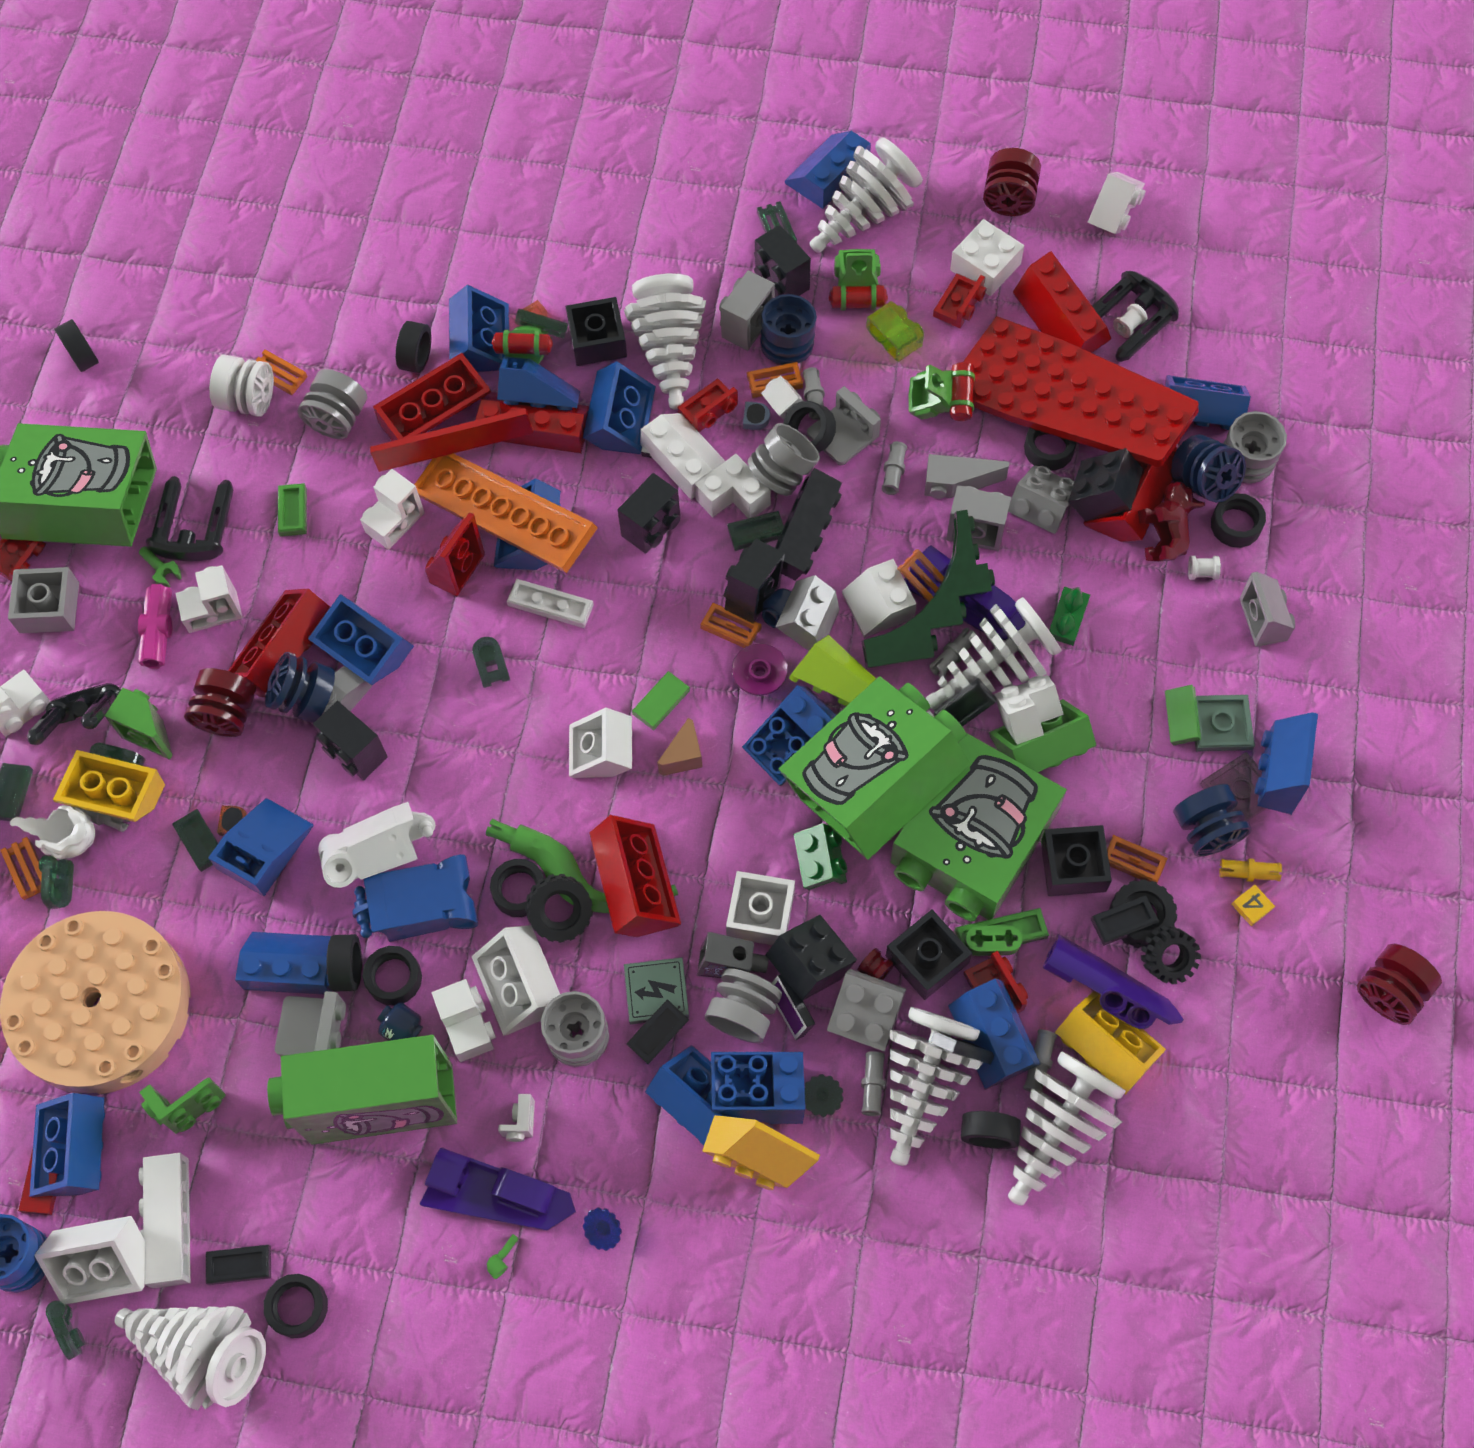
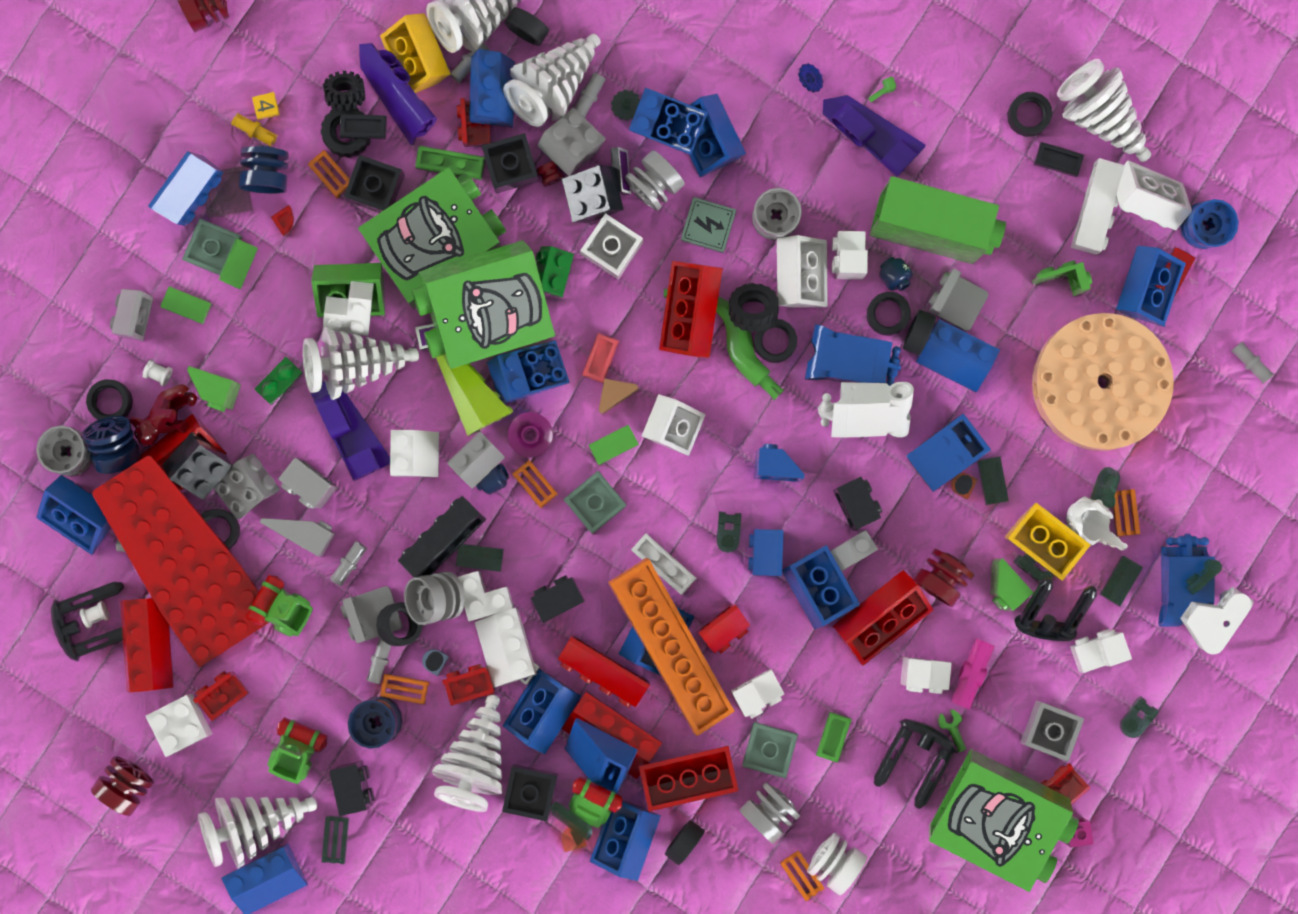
camera: 160 degrees left, 20 degrees up
(69, 1339) = (1184, 156): plate -> none
(299, 687) = (880, 560): dark blue wheel -> none
(353, 472) = (769, 750): none -> sand green tile
(436, 652) = (767, 552): none -> blue slope
(451, 440) = (687, 730): red tile -> none
(457, 735) = (776, 465): none -> blue slope
(524, 1116) = (834, 175): white bracket -> none
(569, 471) = (603, 671): none -> red slope
(654, 634) = (595, 502): none -> sand green tile
(657, 1031) = (719, 193): black tile -> none
(718, 787) = (600, 358): none -> coral tile
(721, 952) = (649, 220): dark grey torso -> none
(743, 309) = (399, 755): light grey brick -> none
(753, 580) = (502, 503): black brick -> none
(757, 1152) = (690, 73): yellow slope -> none
(781, 396) = (407, 662): white brick -> none
(895, 331) = (287, 688): clear neon green brick -> none
(910, 562) = (378, 462): orange tile -> none
(944, 610) = (404, 406): dark green arch -> none
(951, 653) = (379, 386): light grey pin -> none
(962, 1048) = (522, 74): black tile -> none
(968, 702) = (394, 335): black tile -> none
(993, 933) = (462, 150): bright green beam -> none
(1114, 202) = (43, 729): white brick -> none
(1134, 570) = (214, 389): none -> bright green slope
(1158, 786) = (284, 220): none -> red tile
(1214, 650) = (185, 305): none -> bright green tile

